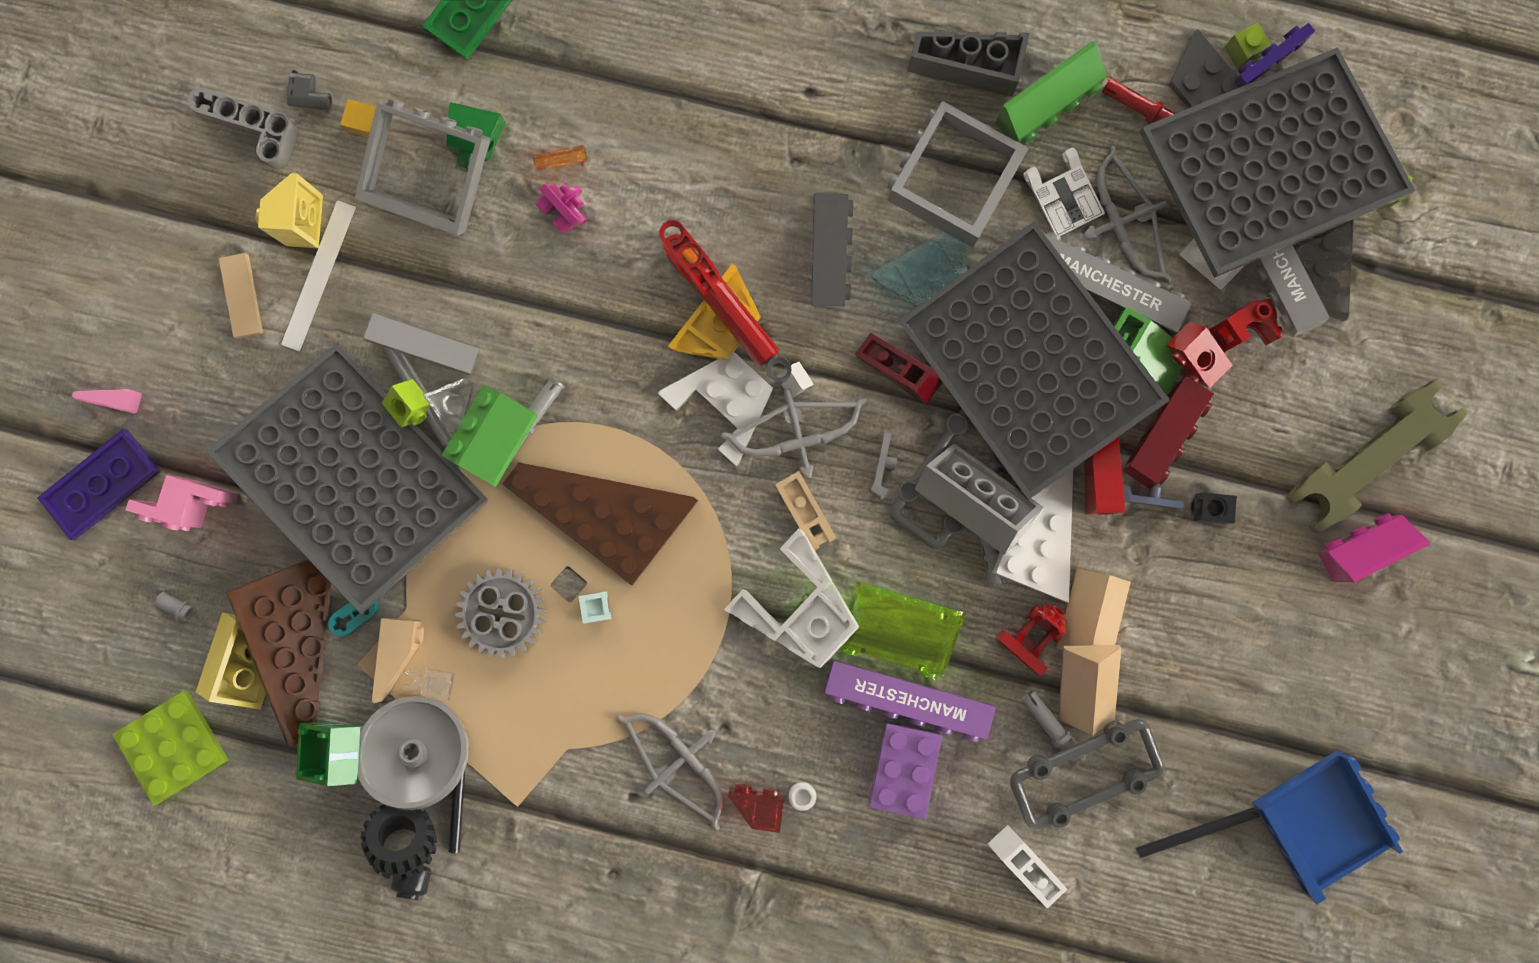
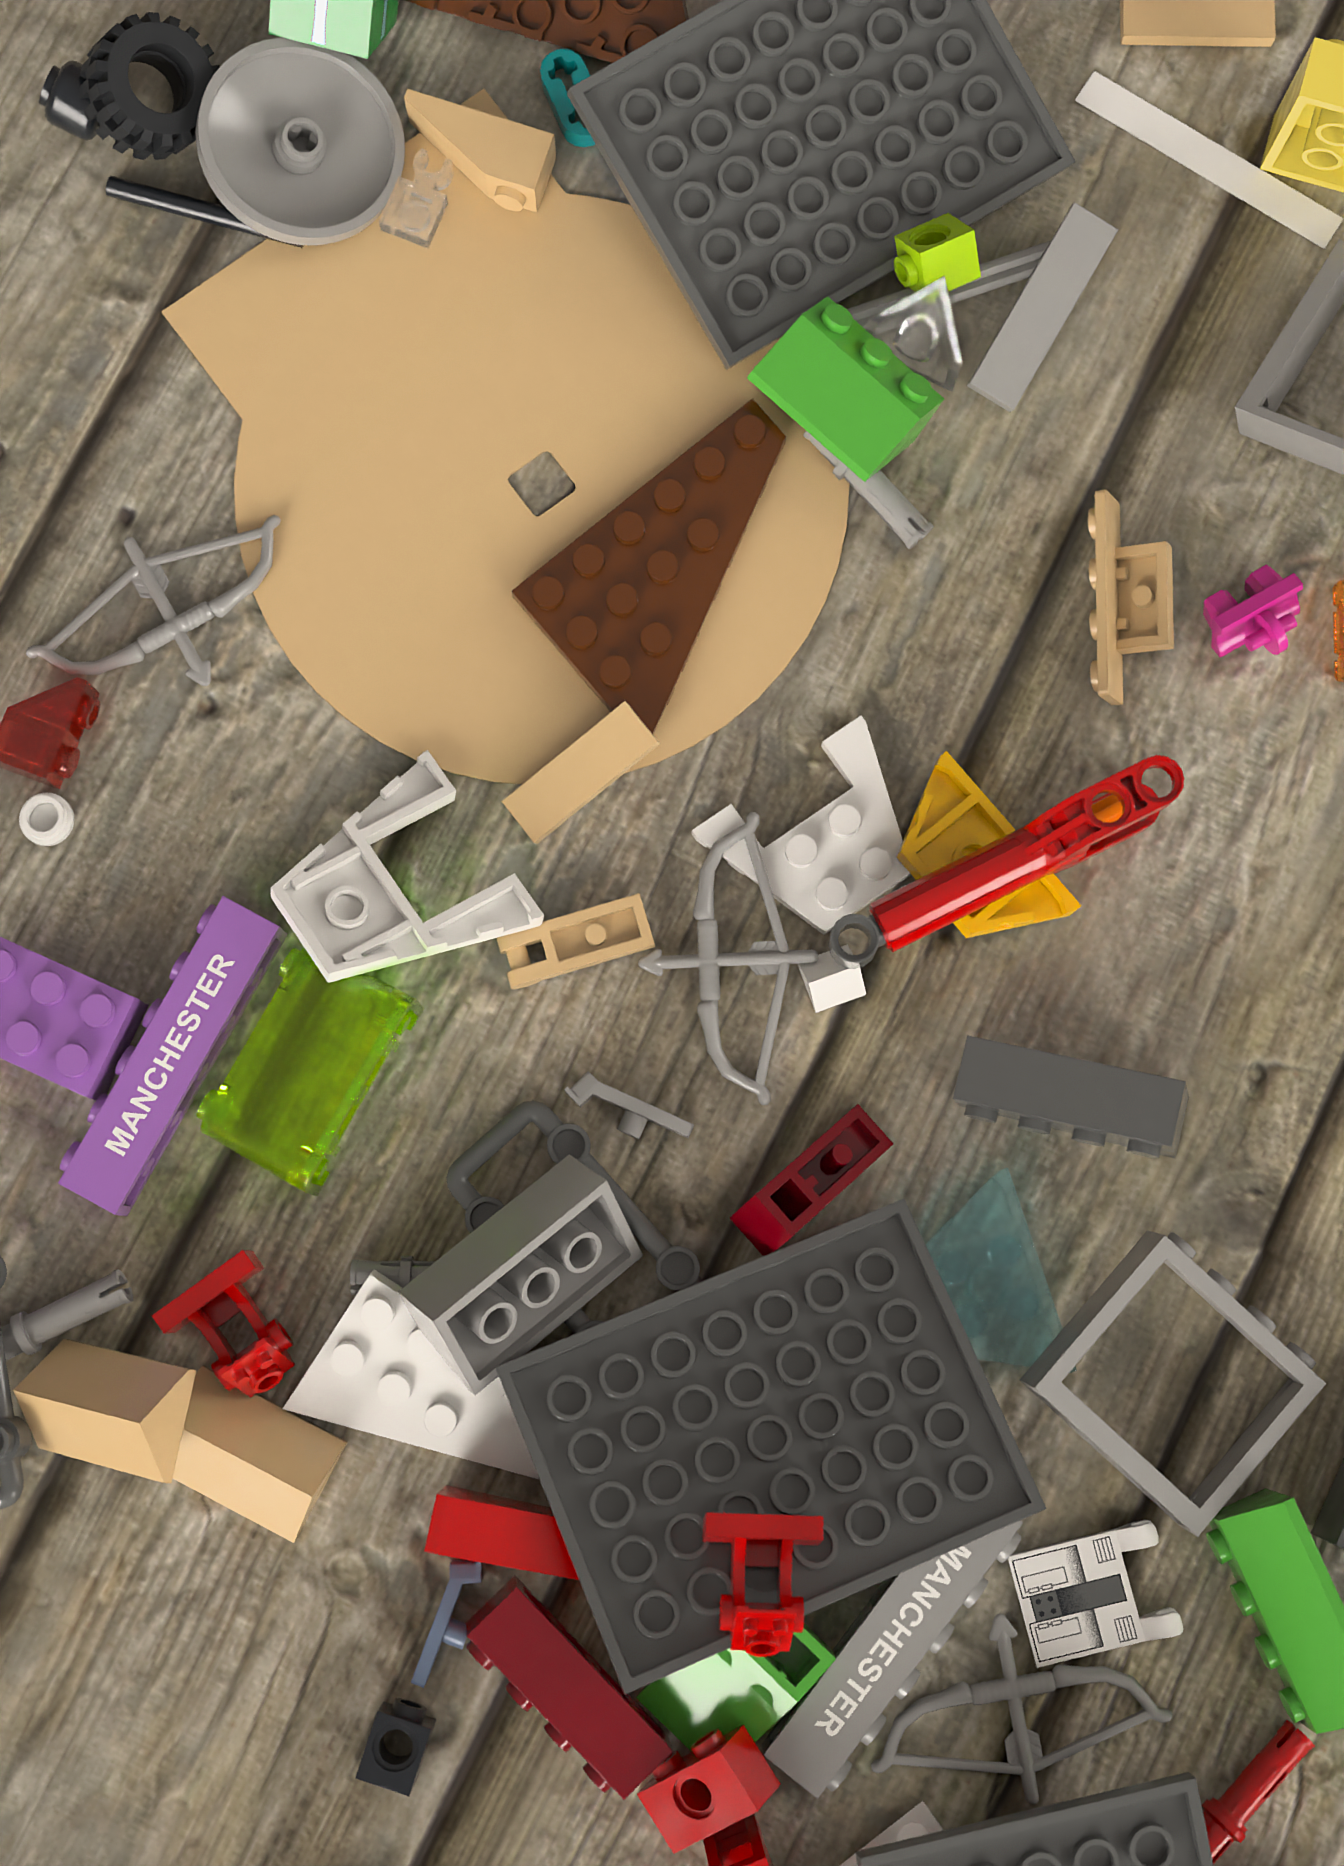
camera: 95 degrees right, 5 degrees down
(495, 637) = (472, 331): light grey gear -> none
(566, 269) = (1131, 598): none -> tan bracket
(595, 607) = (486, 516): light aqua plate -> none
(719, 528) = (580, 772): none -> tan tile
(1123, 341) = (767, 1543): none -> red tile

